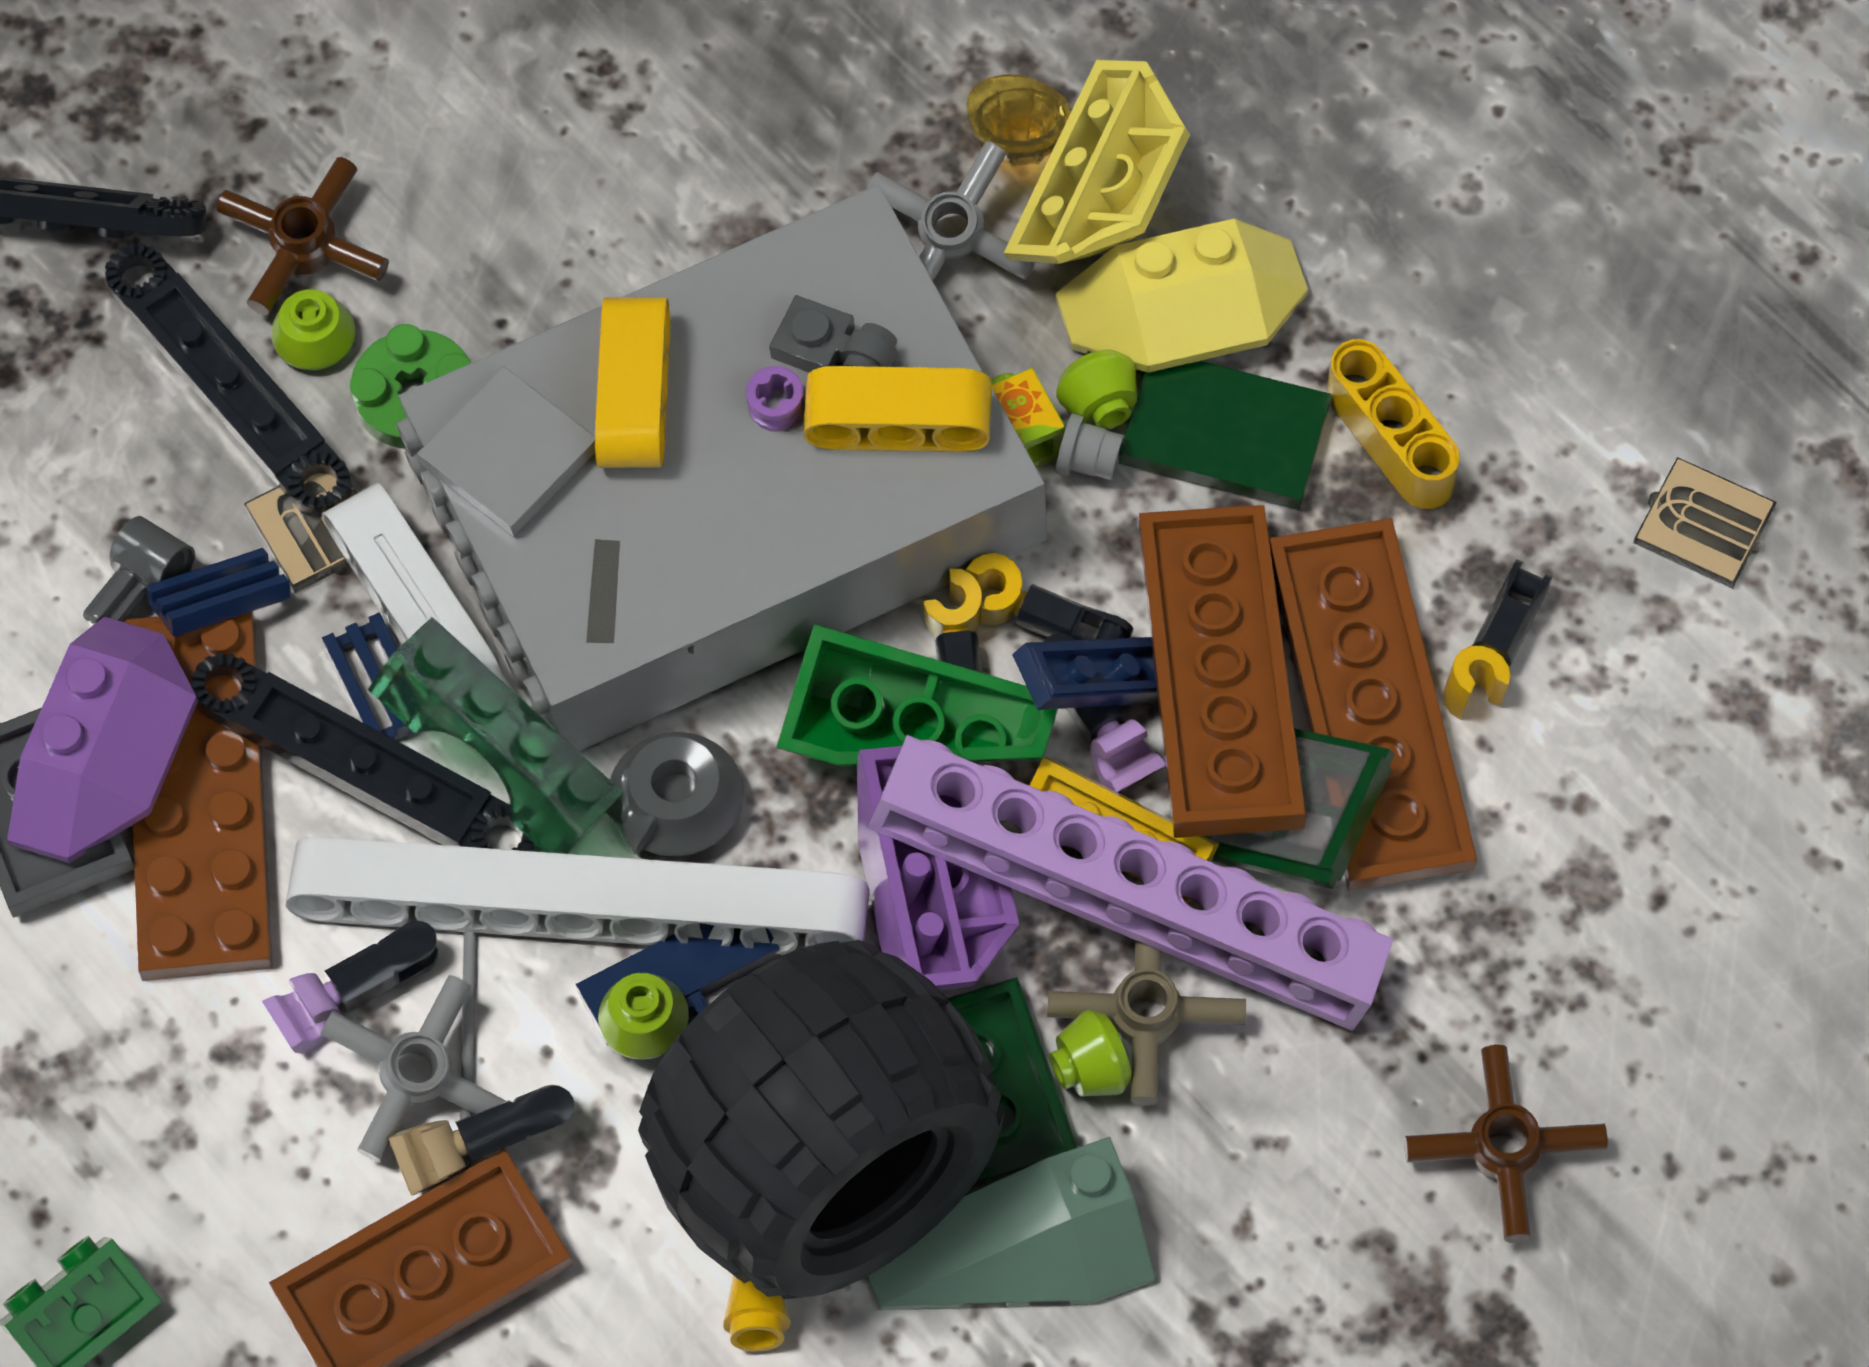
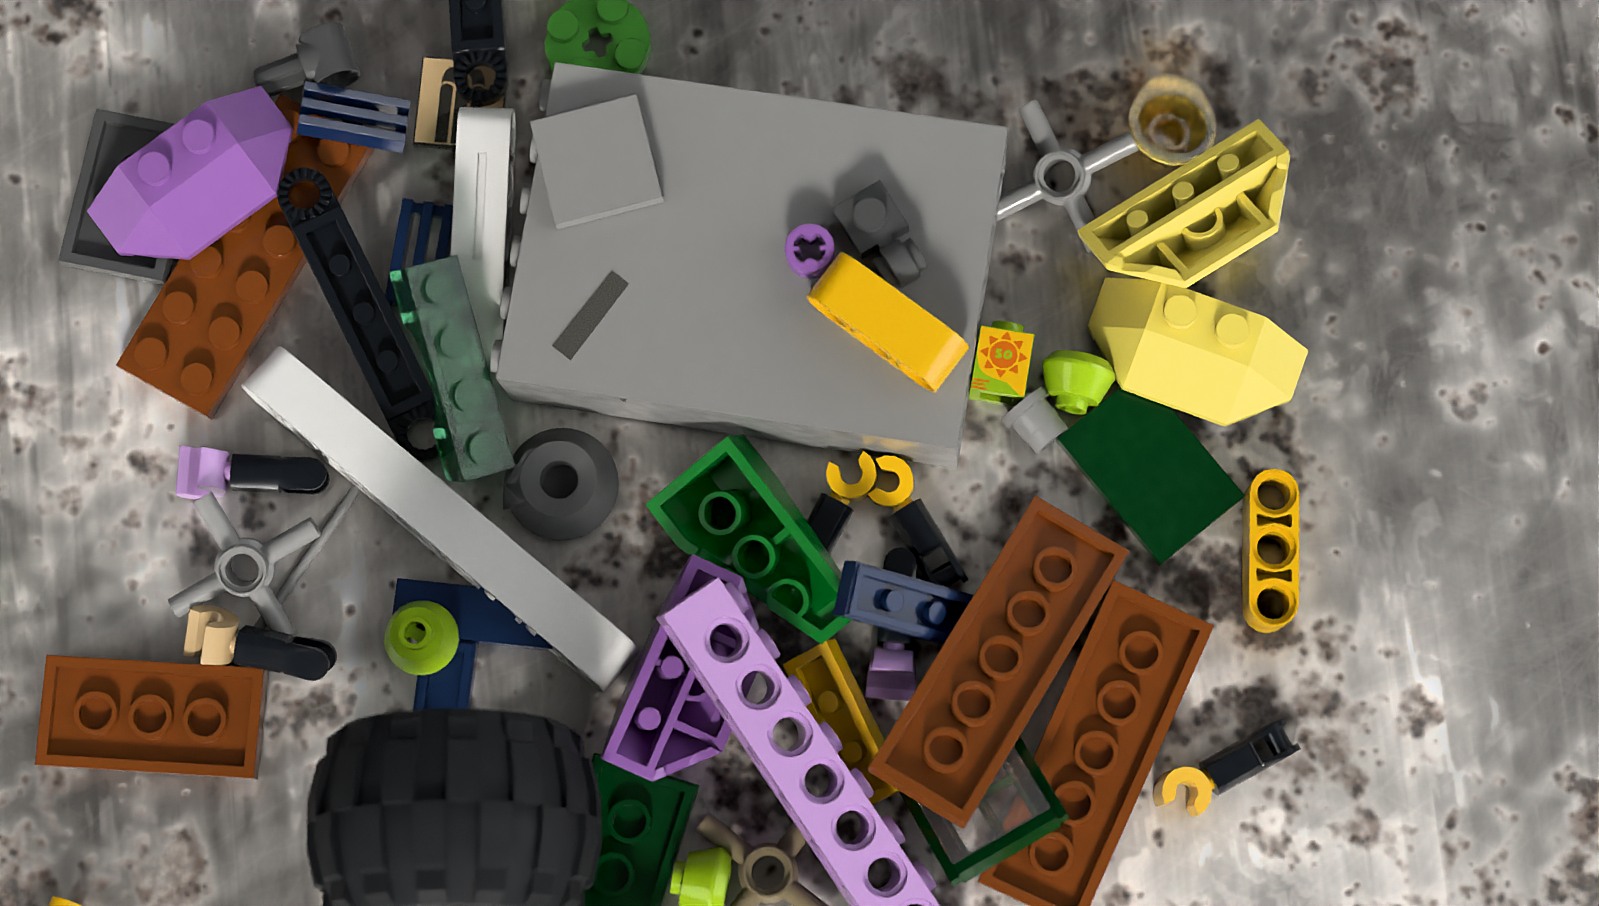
camera: 40 degrees right, 15 degrees up
(632, 382) = (716, 170): yellow beam -> none
(1705, 522) = (1448, 780): piece -> none

